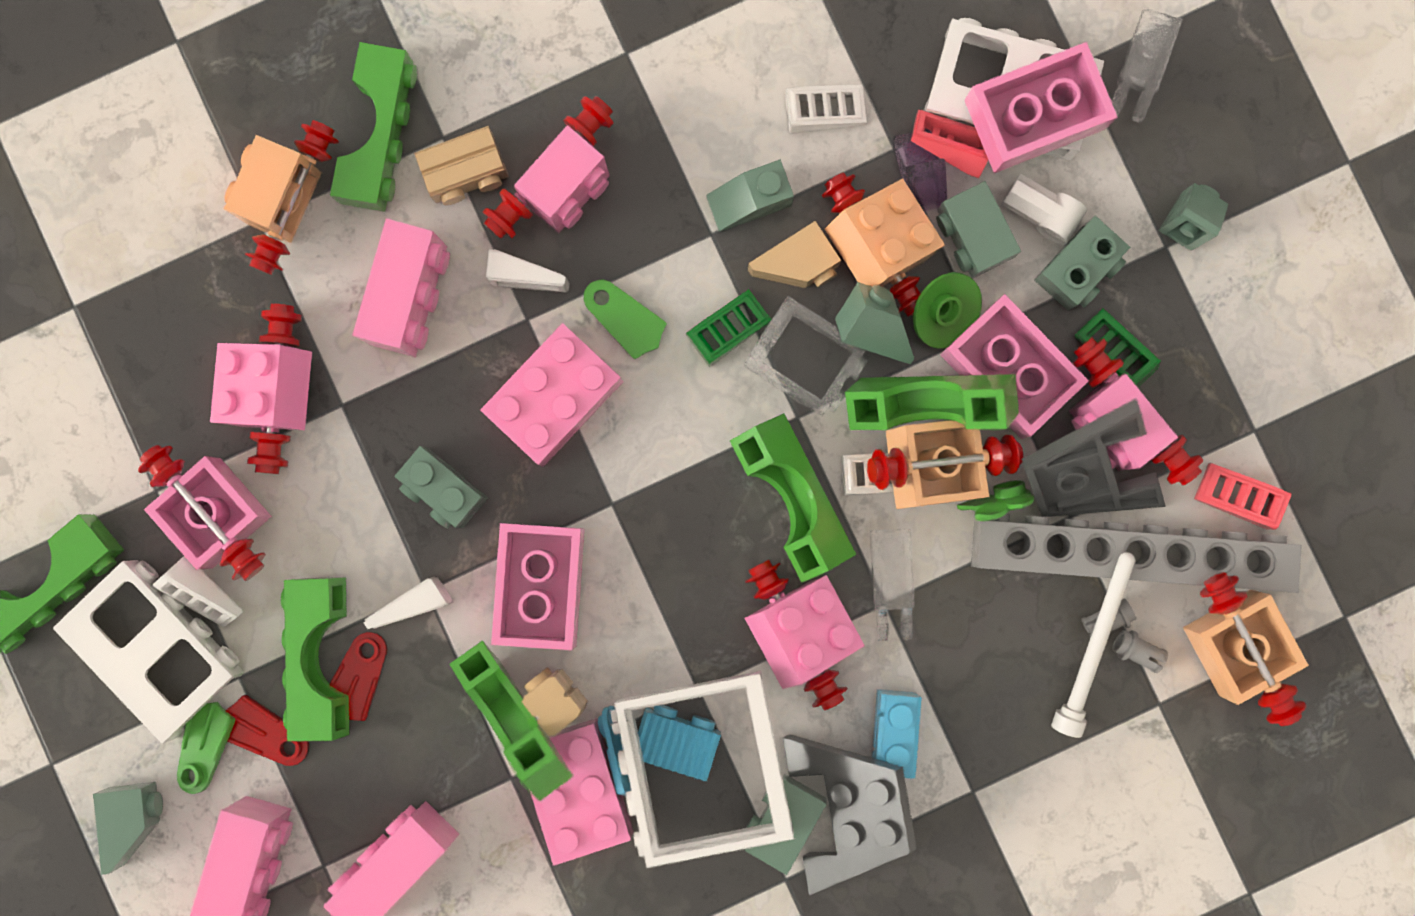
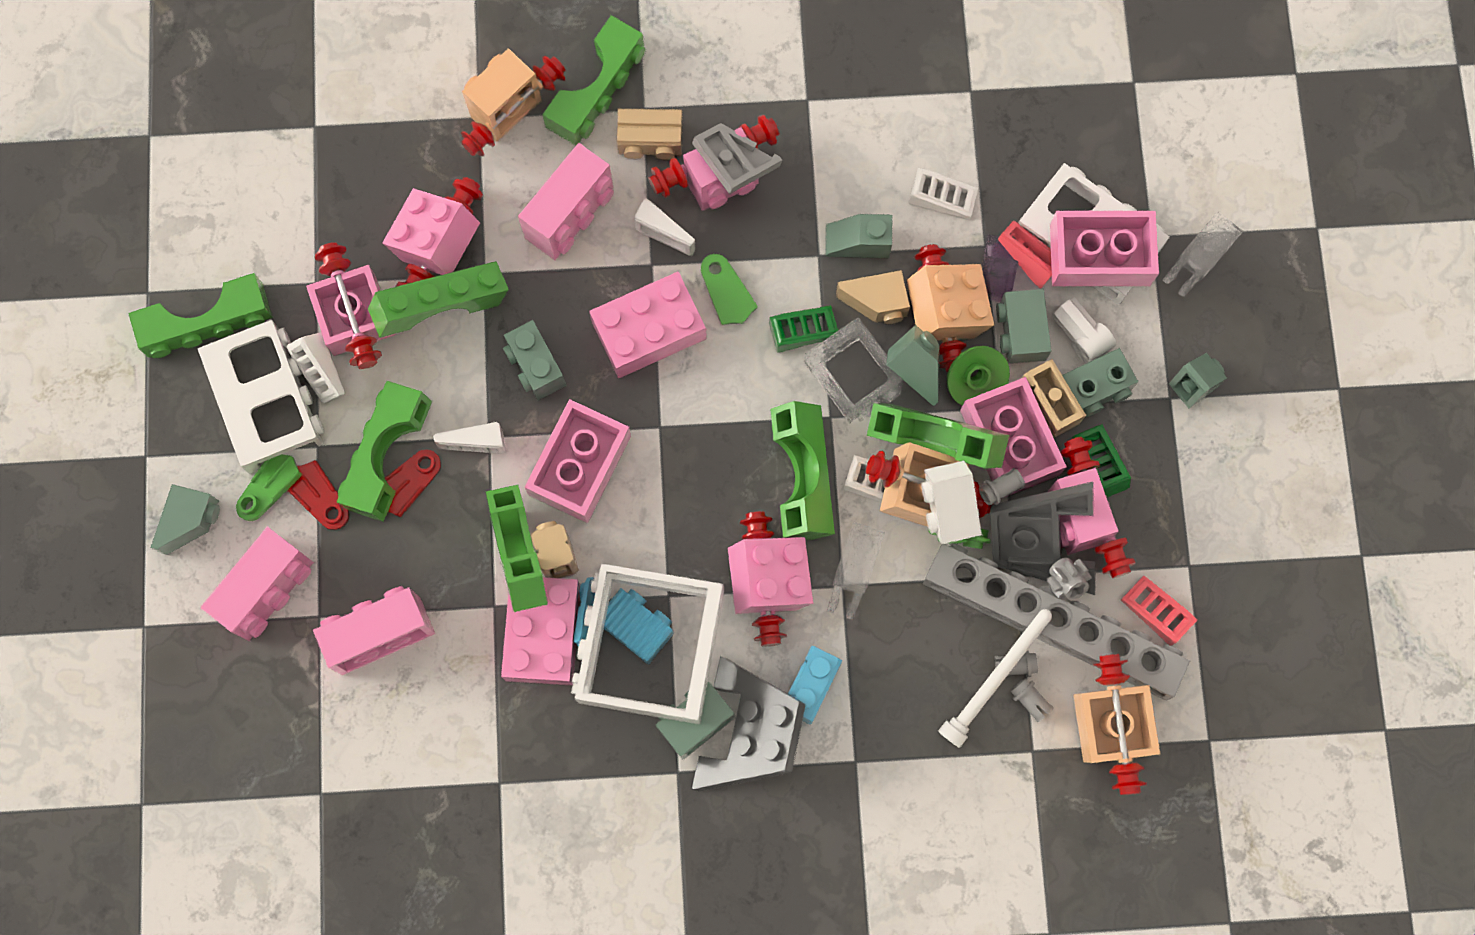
camera: 15 degrees right, 10 degrees down
(282, 478) = (409, 304): none -> bright green arch
(574, 167) = (733, 157): none -> light grey wing
(981, 479) = (952, 502): none -> white brick
(1027, 435) = (995, 490): none -> light grey pin
(1043, 303) = (1054, 398): none -> tan brick
(1137, 507) = (1069, 578): none -> light grey gear

